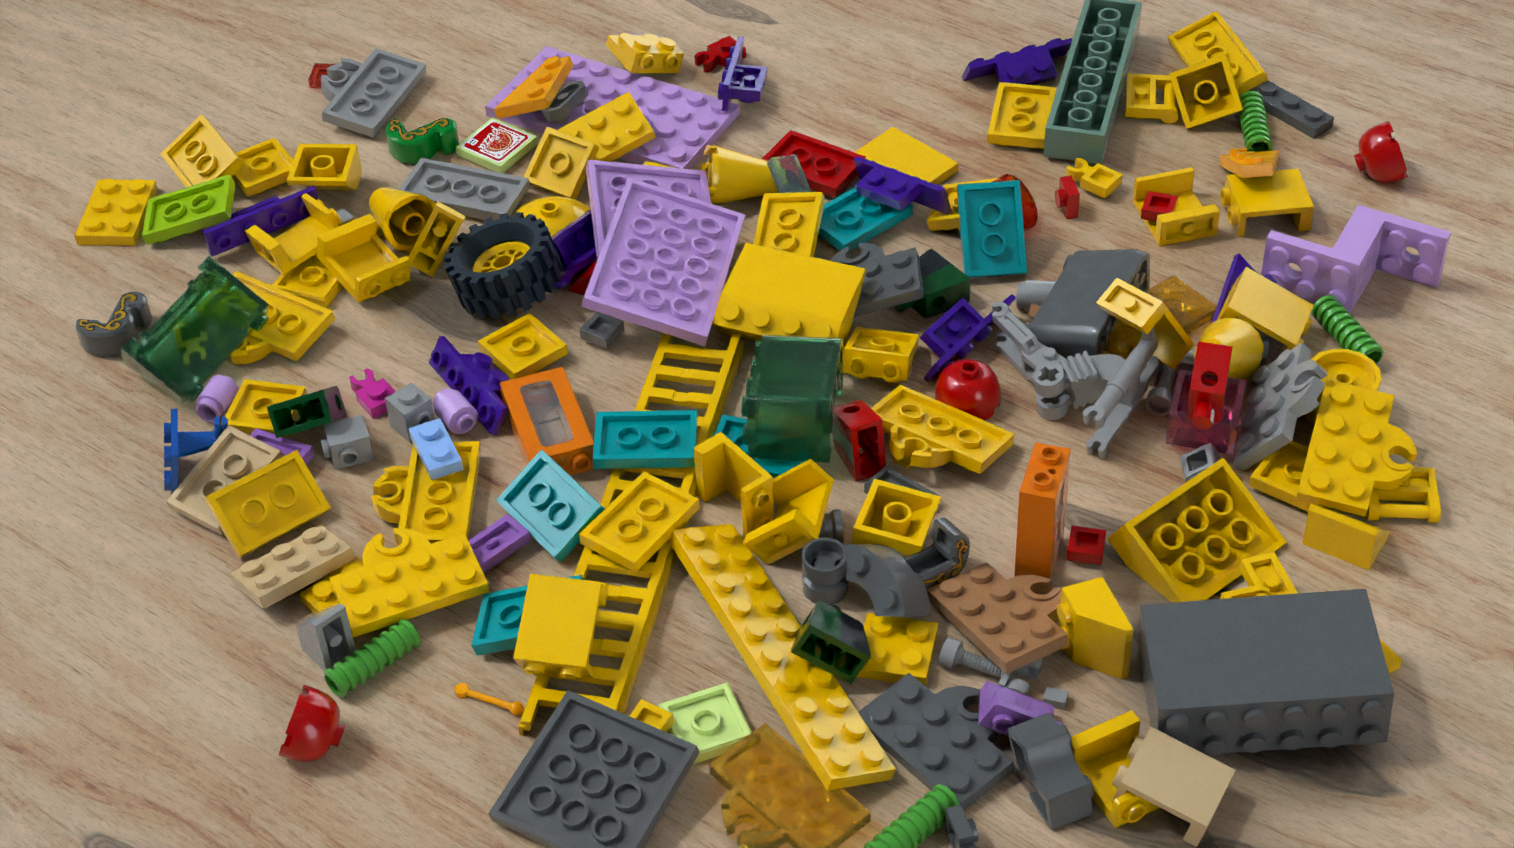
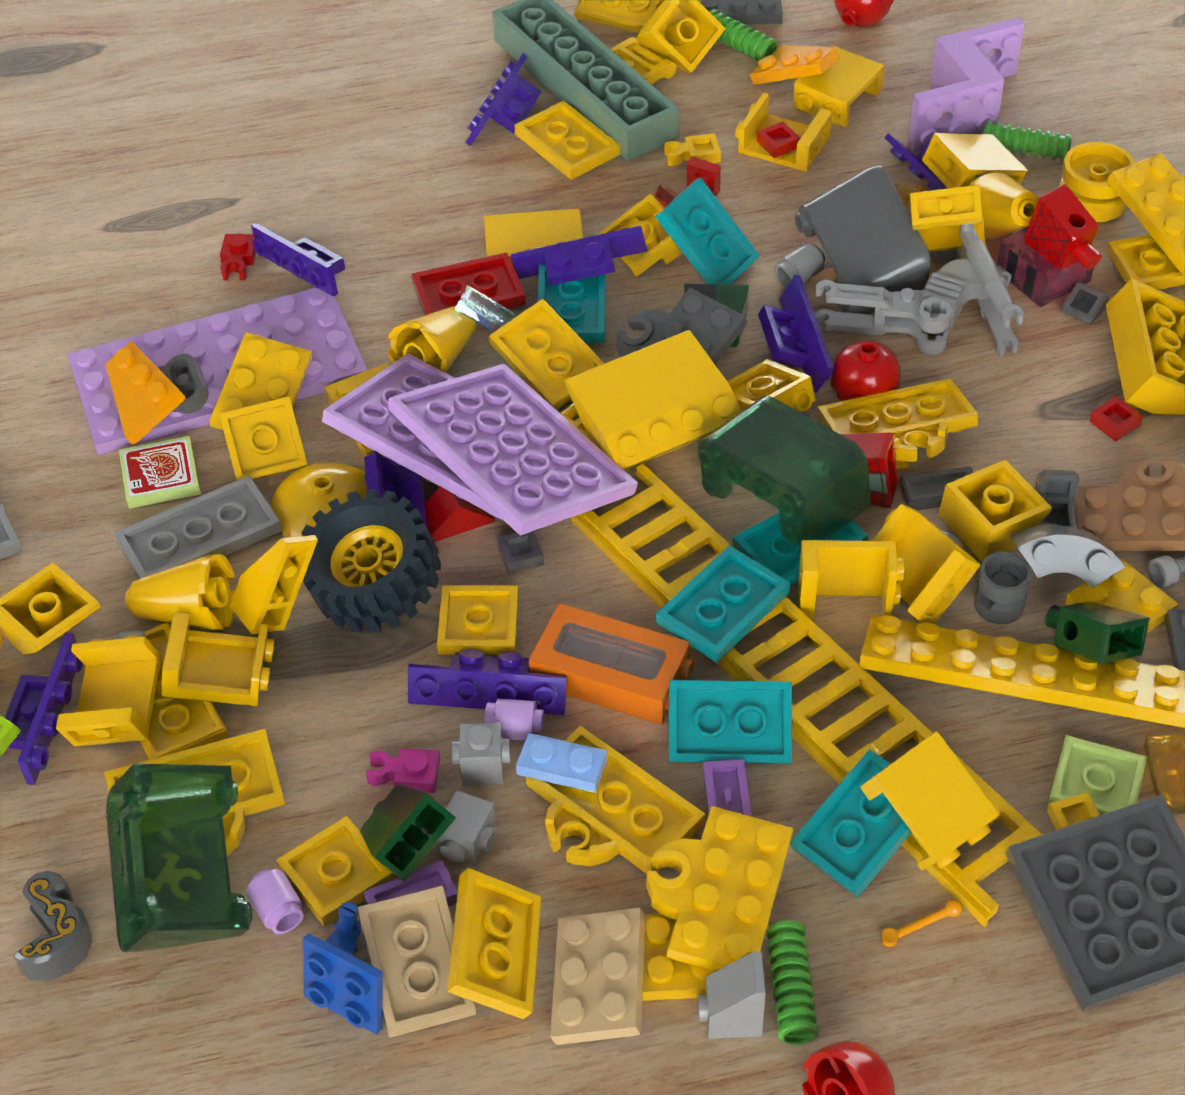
camera: 50 degrees left, 5 degrees up
(423, 141) = (88, 526): green animal -> none
(639, 521) = (827, 670): yellow plate -> none
(646, 53) = (182, 297): yellow plate -> none
(1042, 511) = (1103, 410): orange piece -> none
(1276, 400) = (1116, 234): light grey plate -> none

